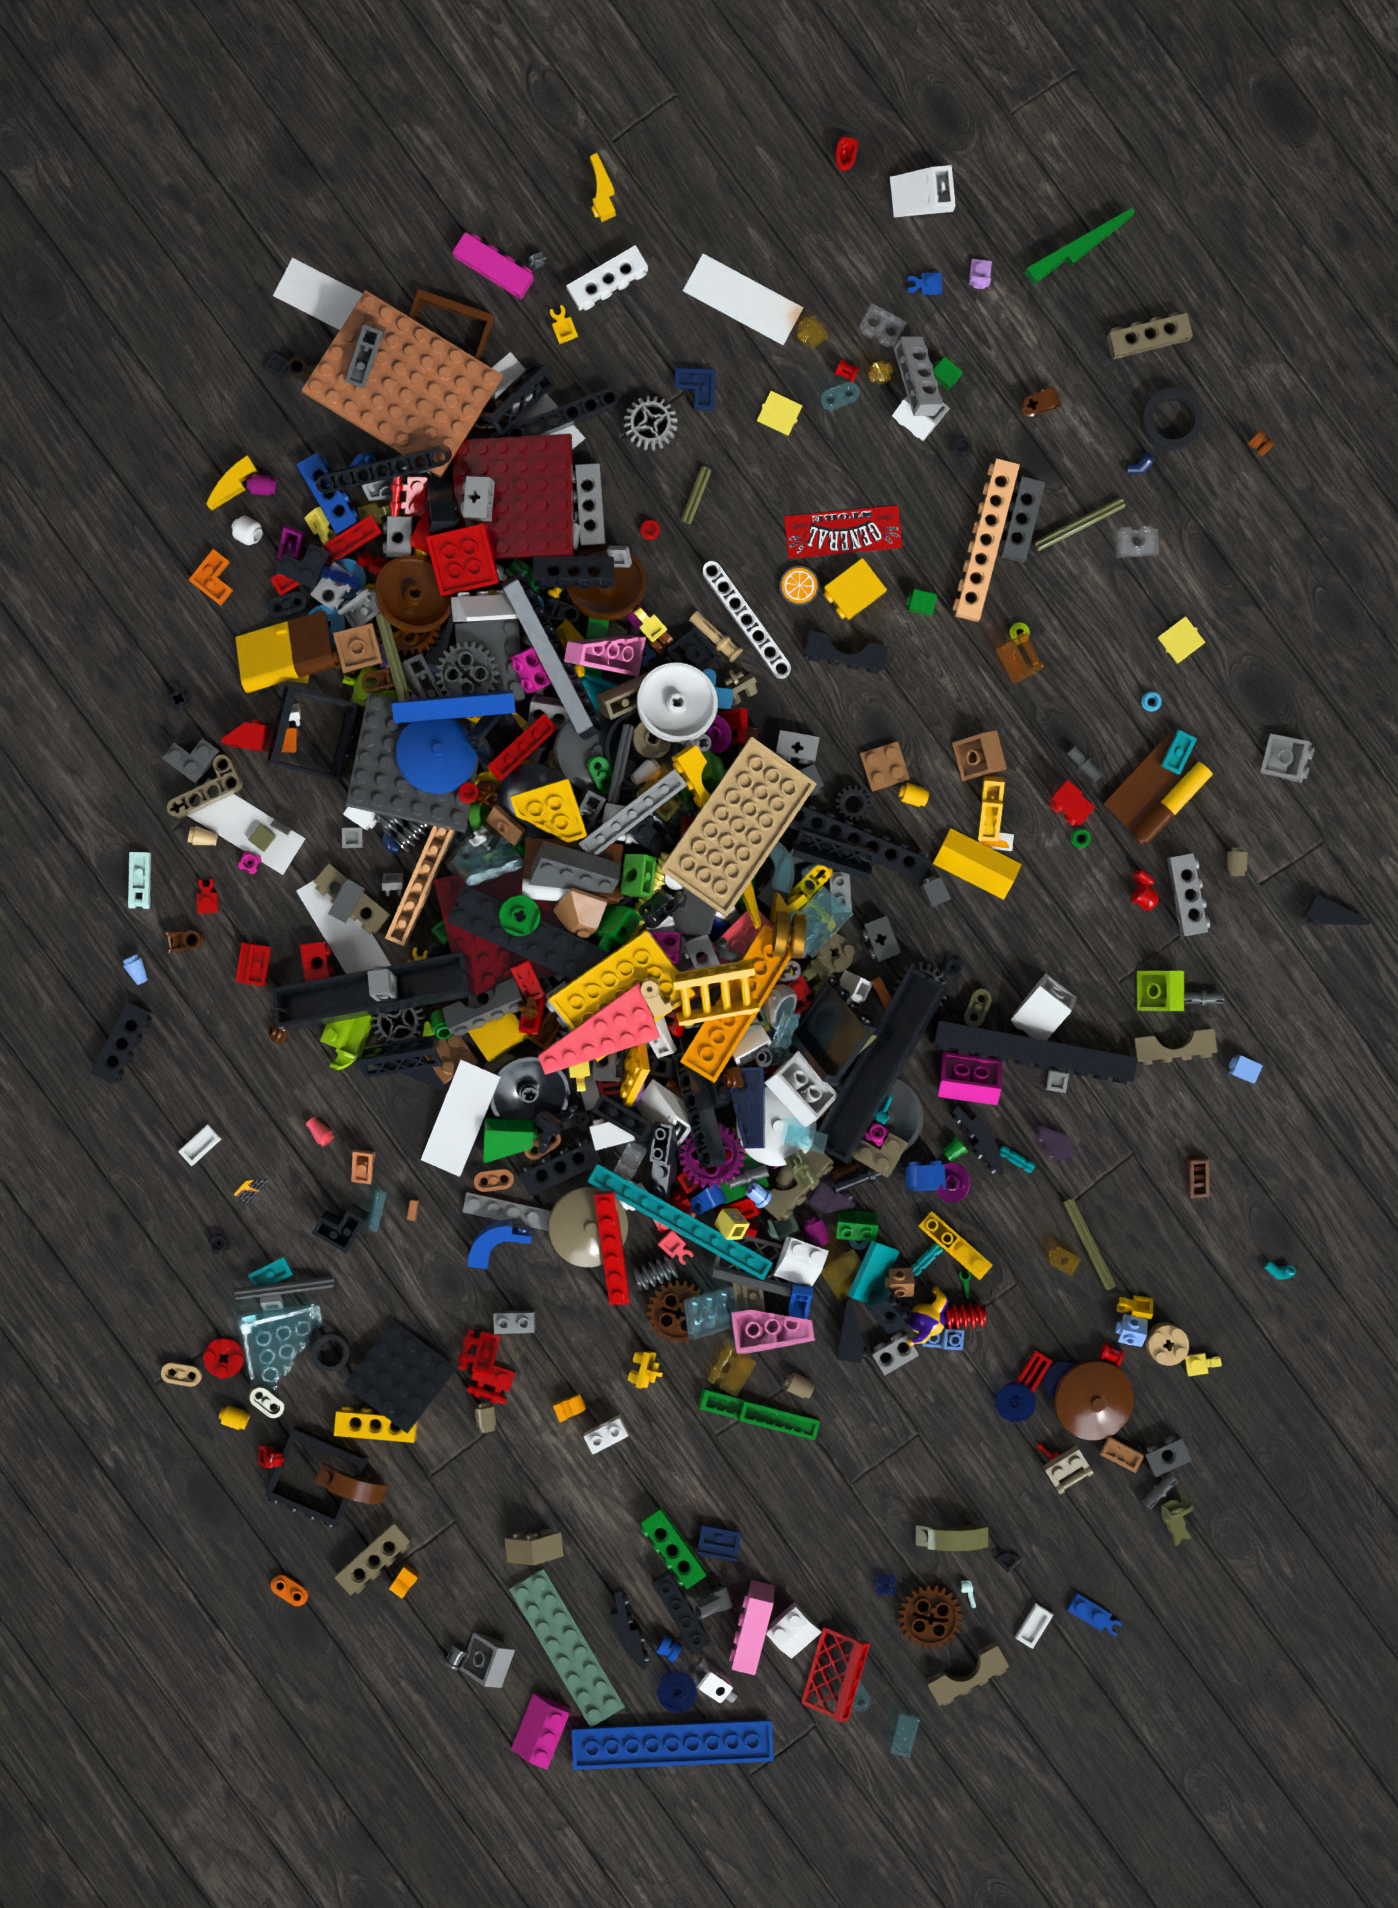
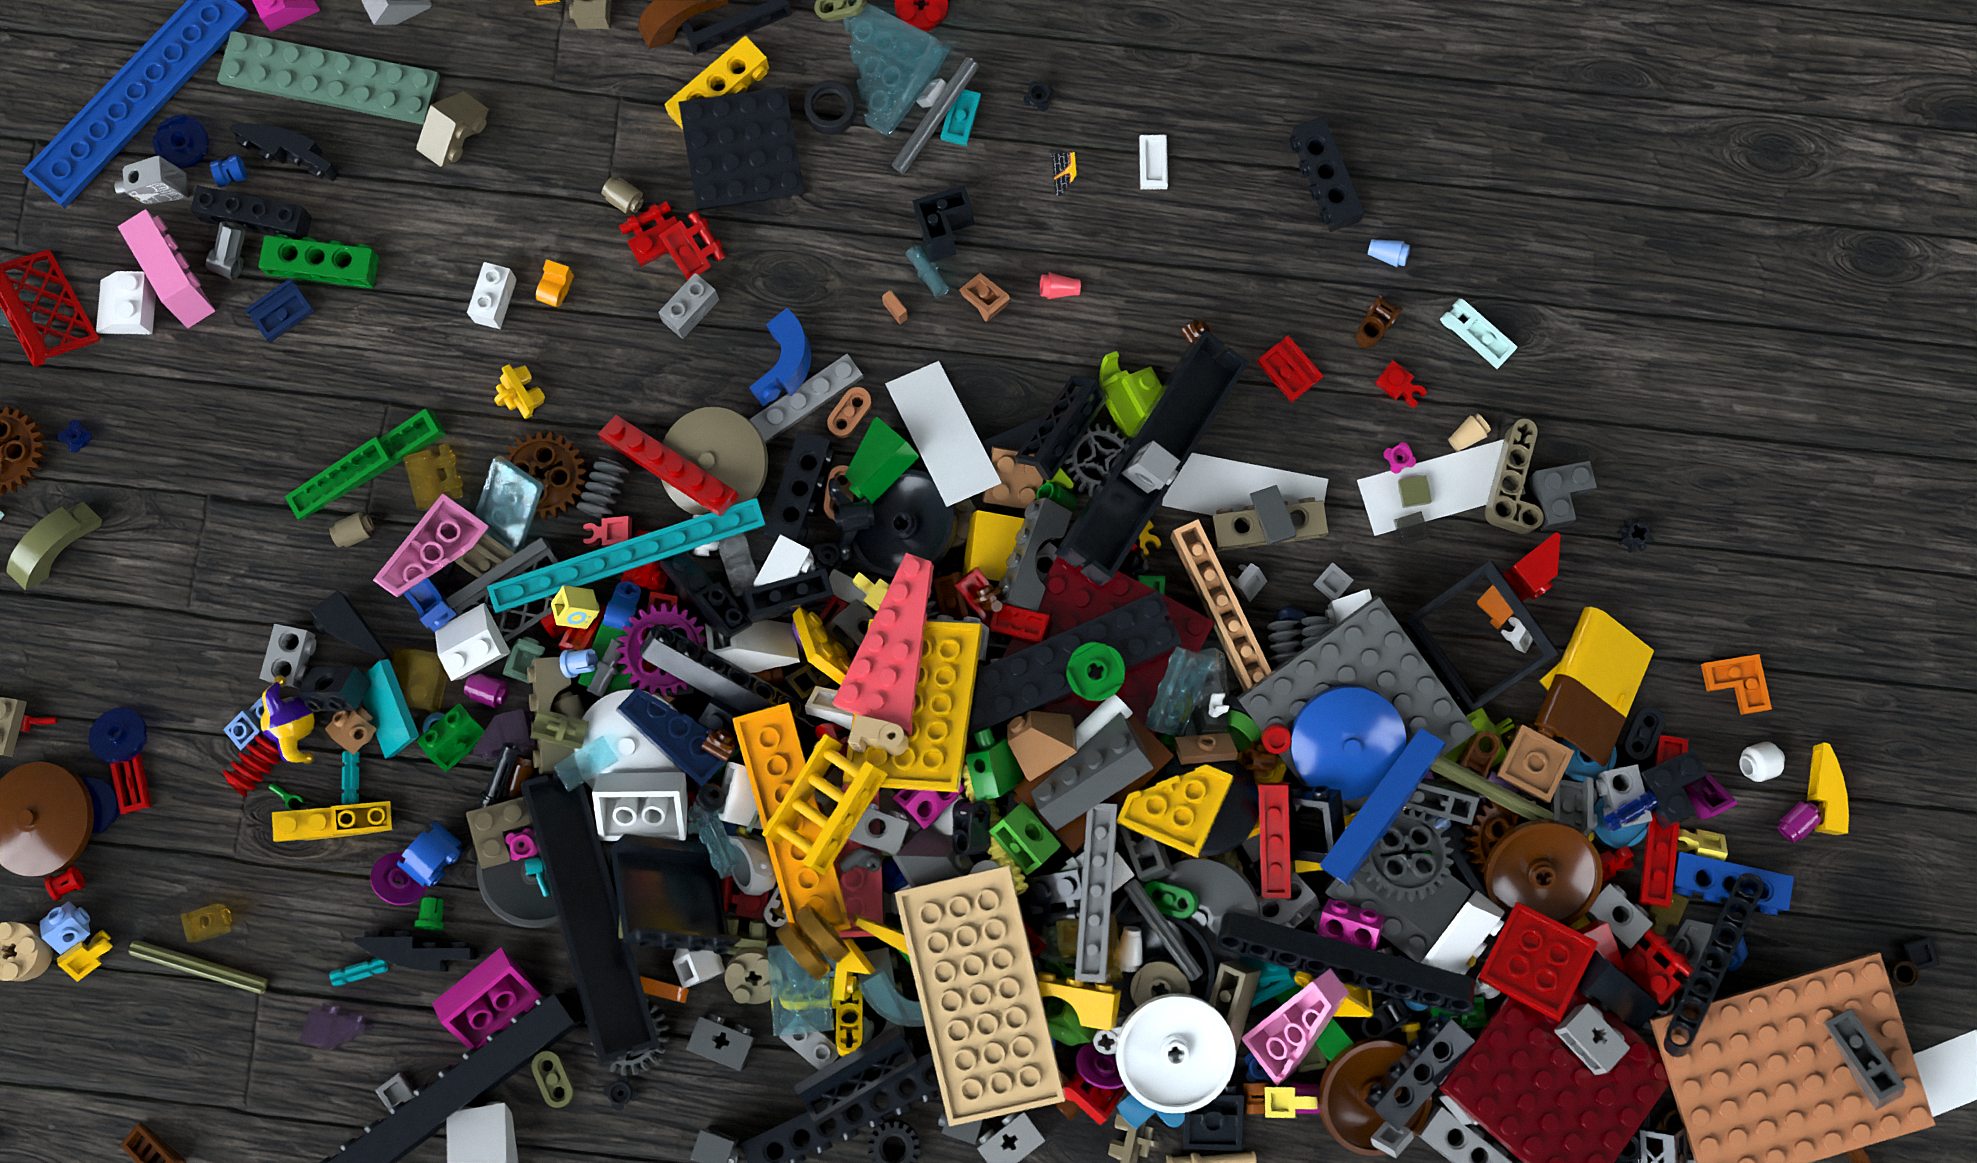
camera: 130 degrees right, 10 degrees down
(309, 953) = (1230, 418): red brick -> none

